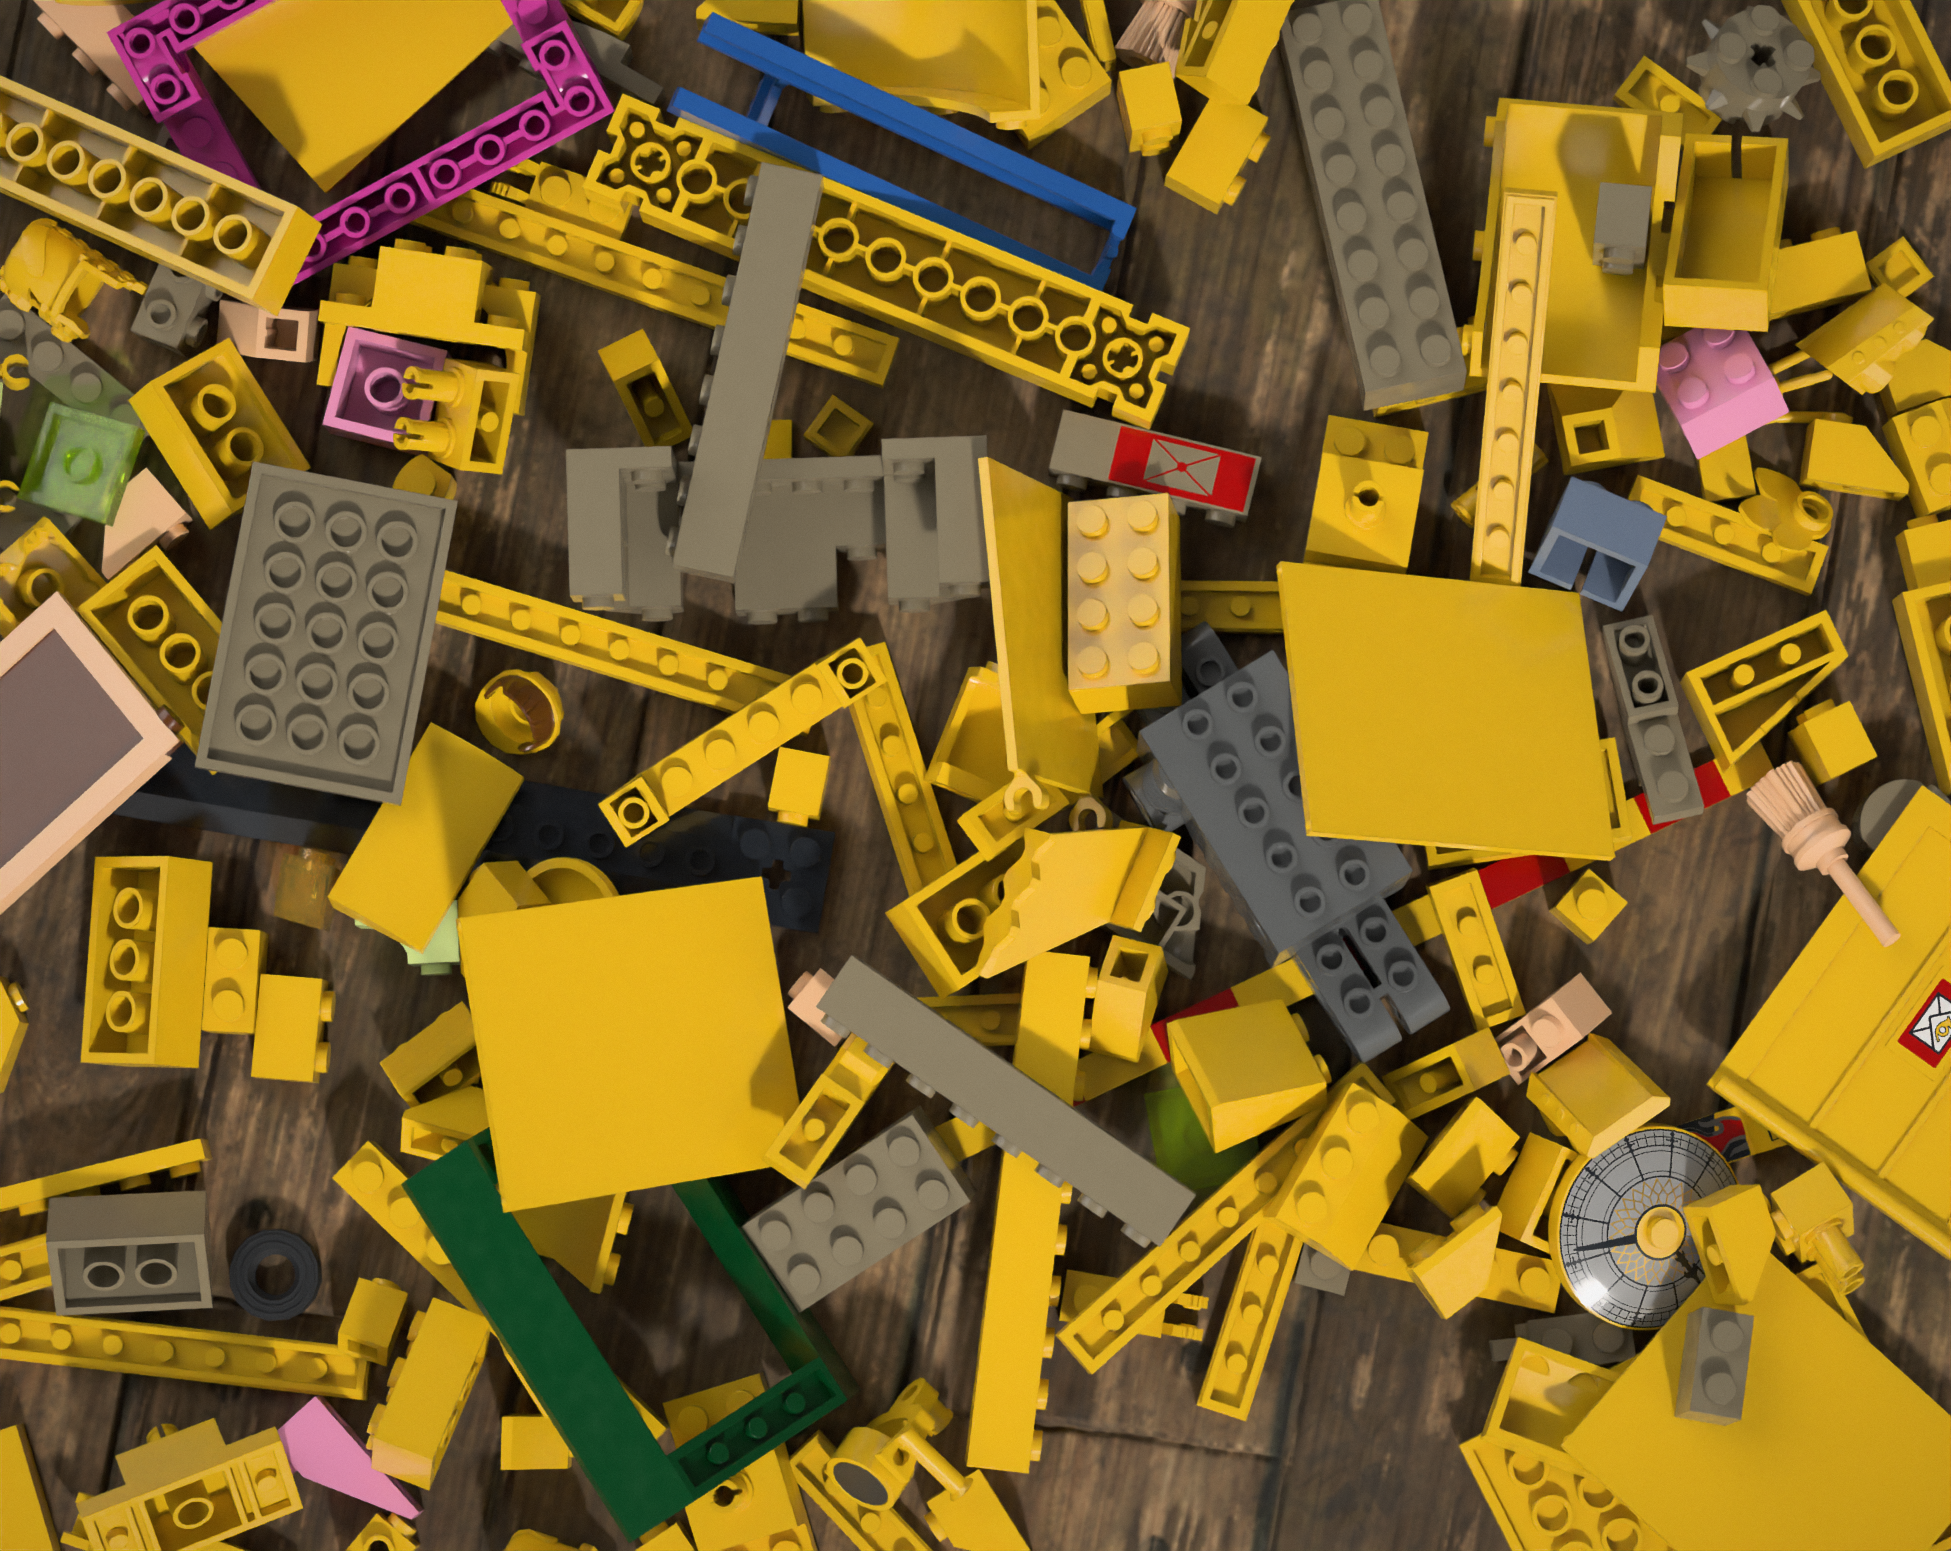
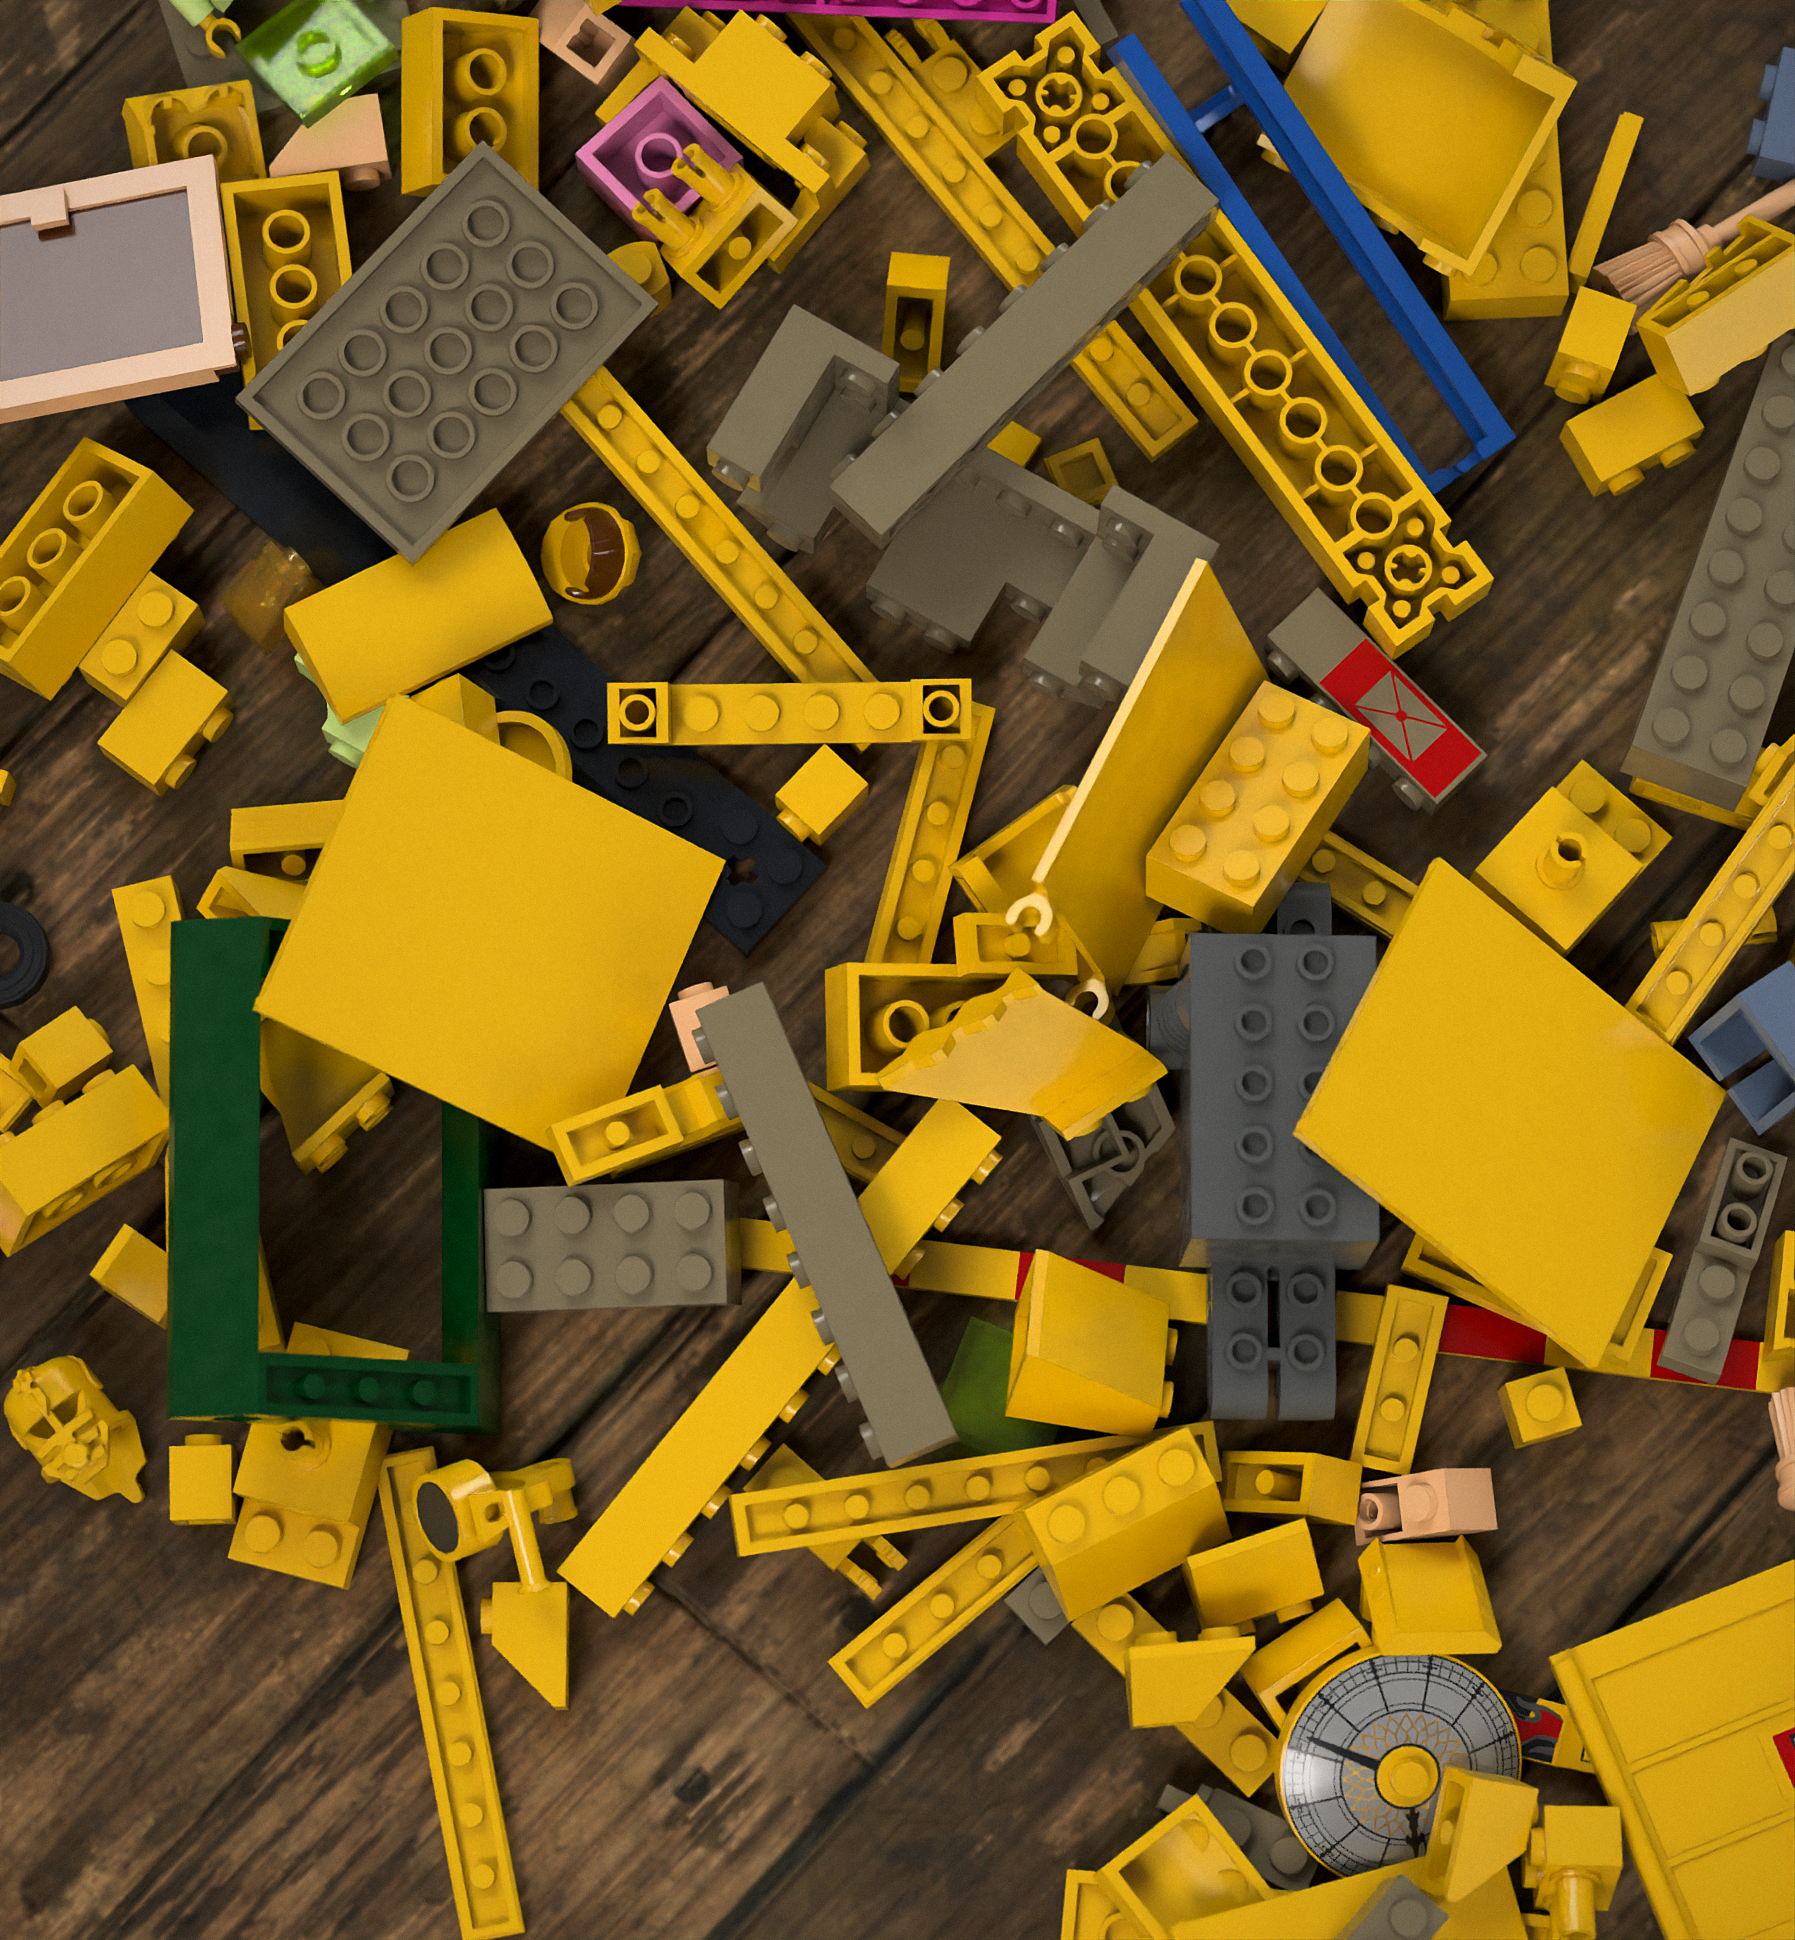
camera: 30 degrees right, 5 degrees down
(1126, 997) = (1014, 1206): yellow slope -> none

